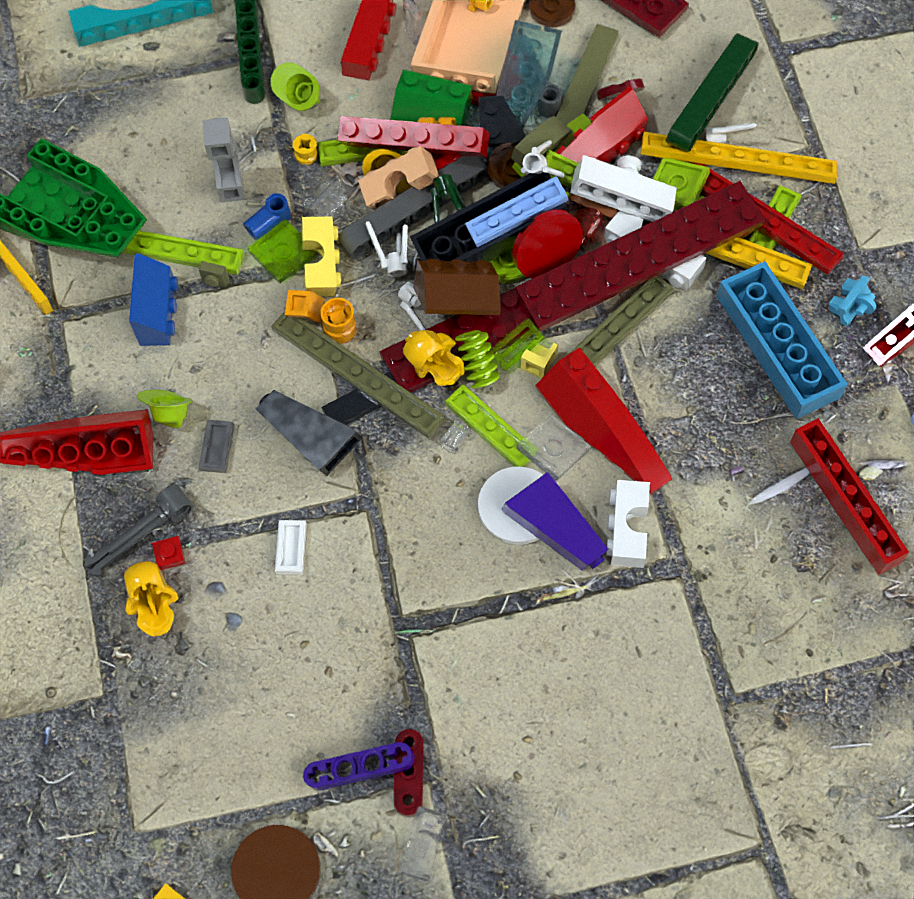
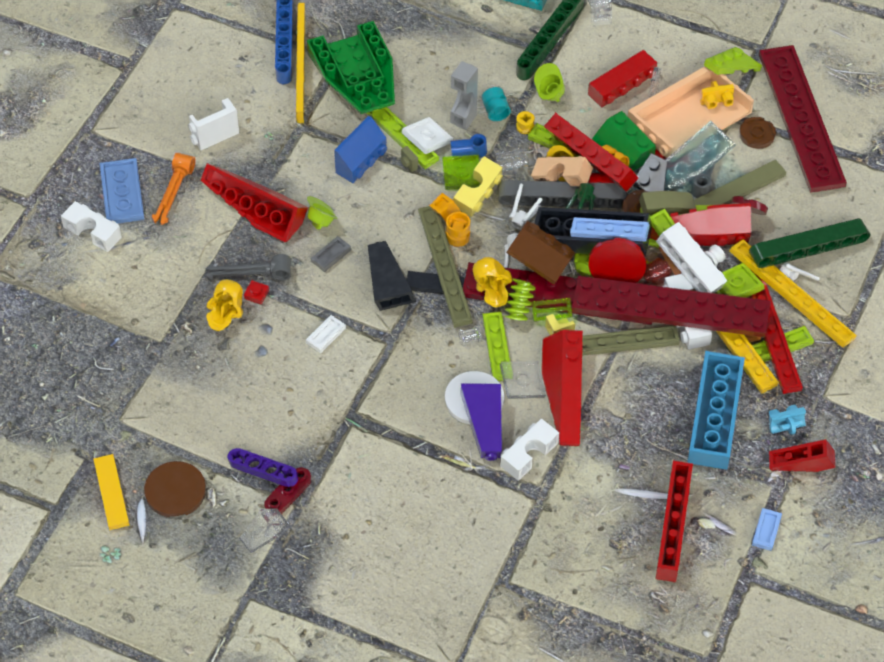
camera: 35 degrees right, 10 degrees down
(210, 233) = (427, 135): none -> white tile
(257, 148) = (496, 104): none -> teal wheel
(536, 162) = (643, 208): white plant -> none

